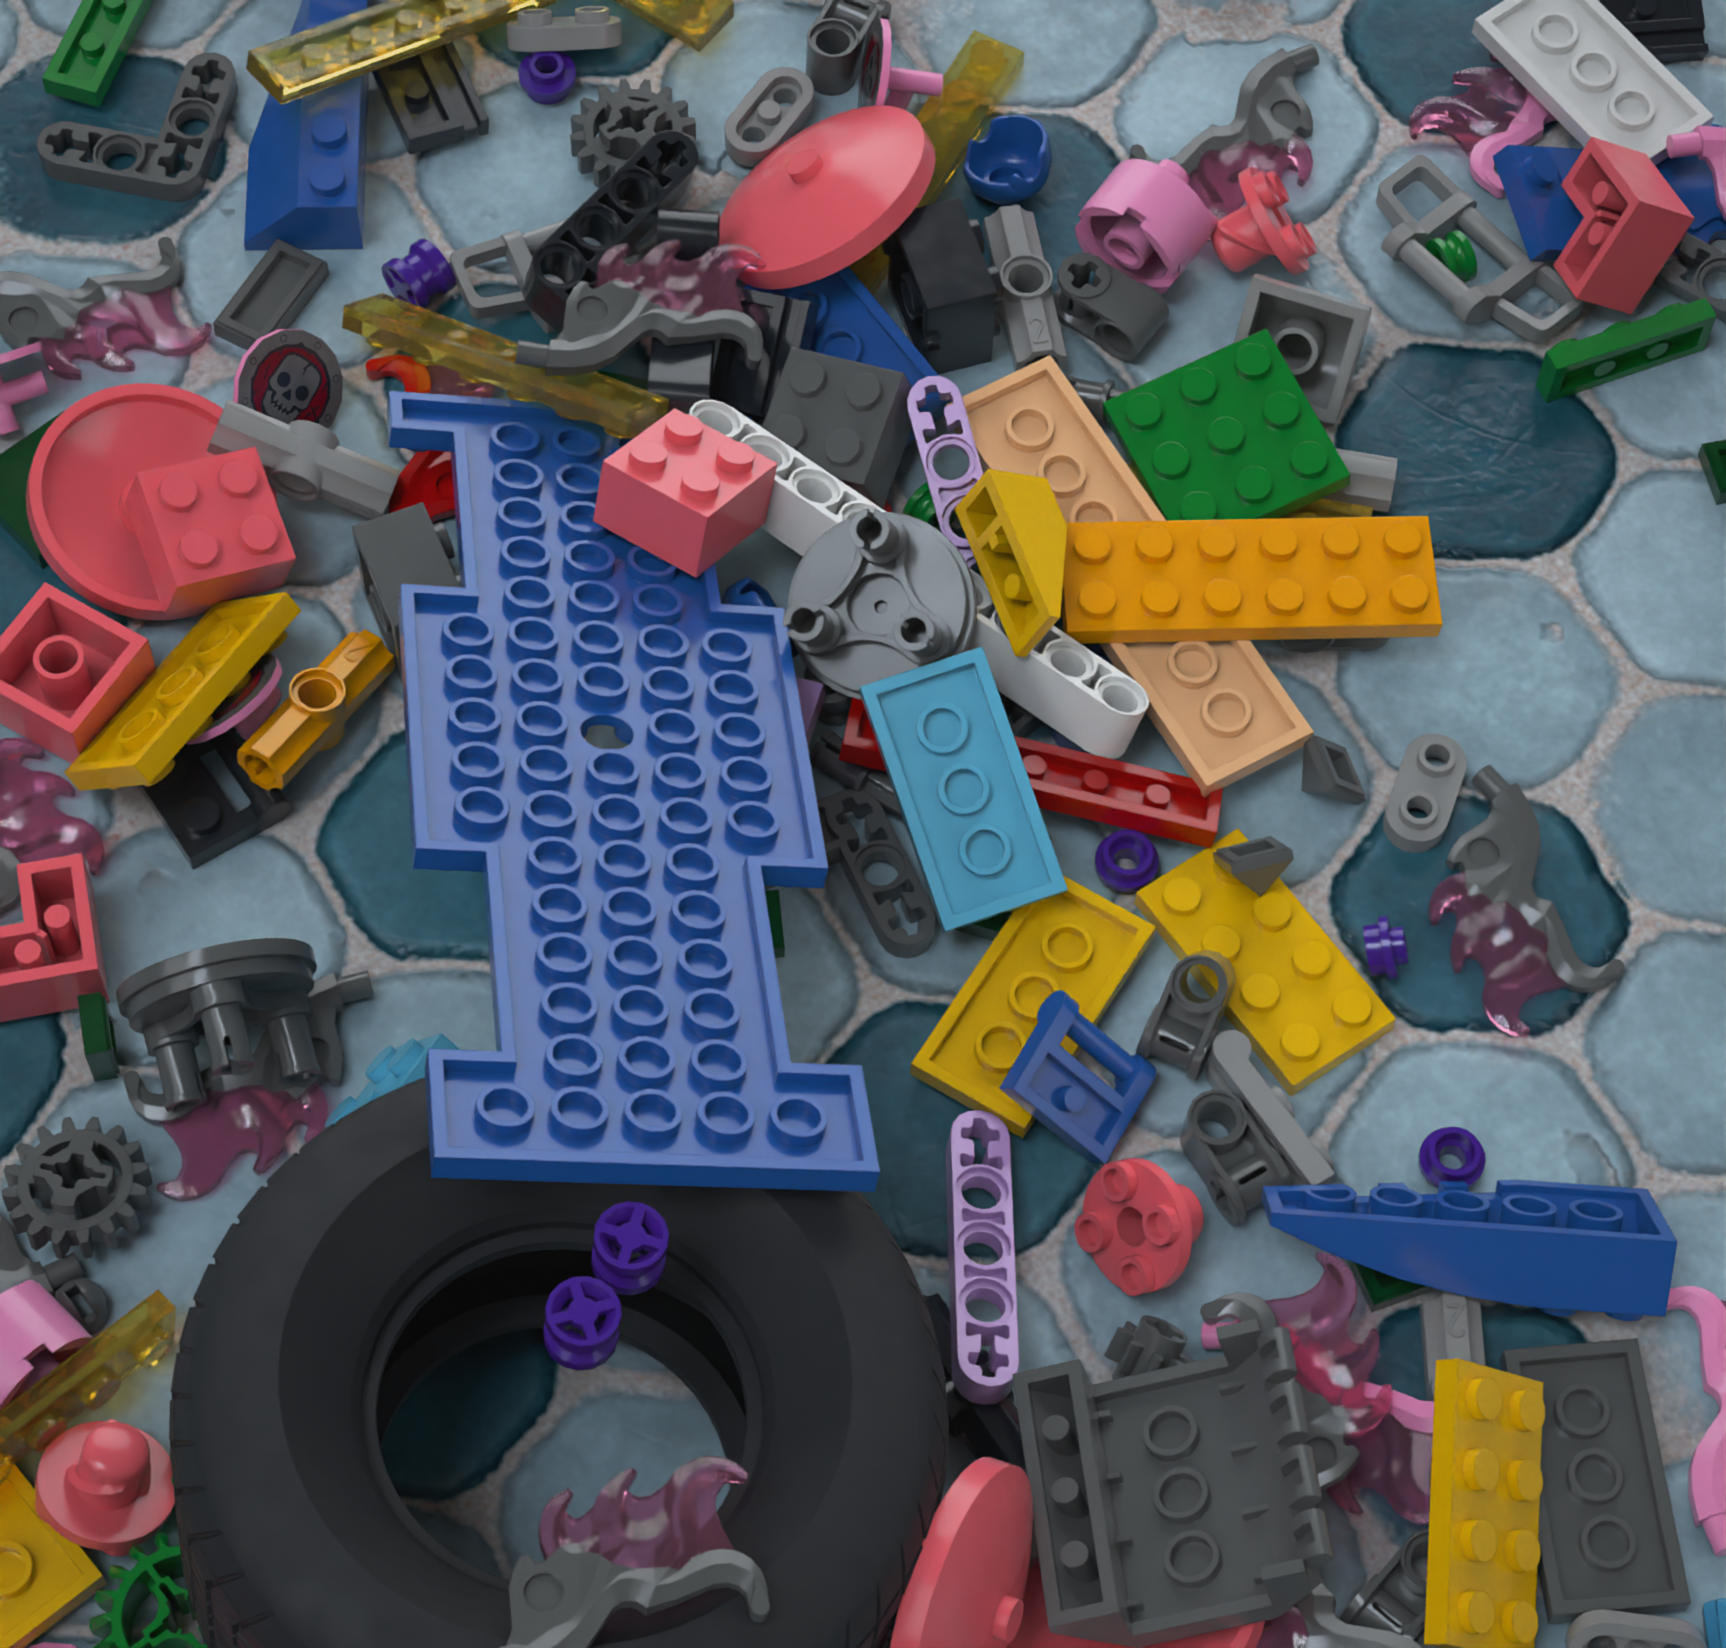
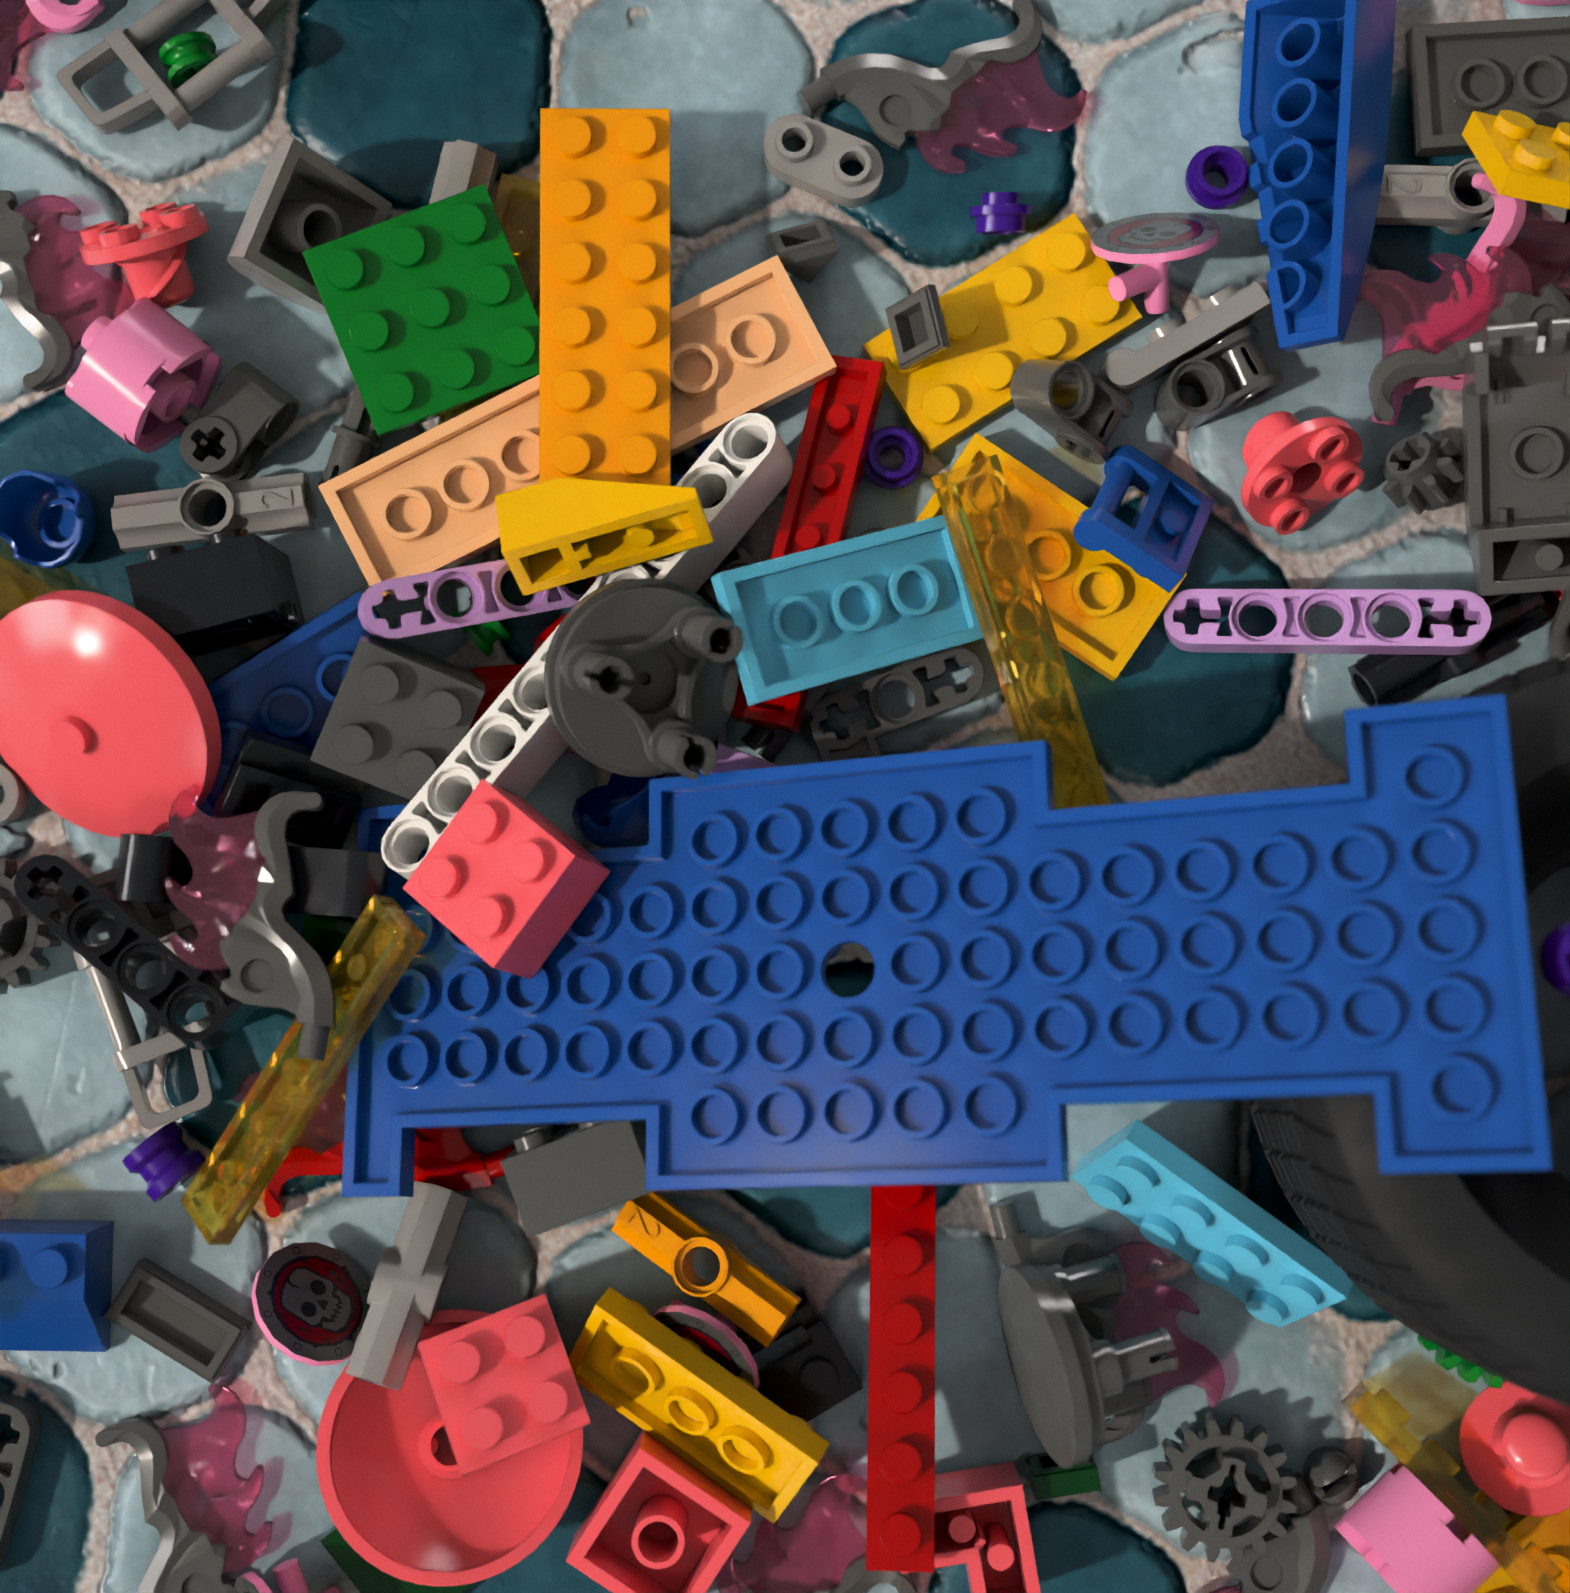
camera: 80 degrees left, 25 degrees up
(219, 870) = (901, 1380): none -> red plate
(949, 958) = (1018, 626): none -> clear yellow plate
(1358, 1075) = (1153, 242): none -> shield

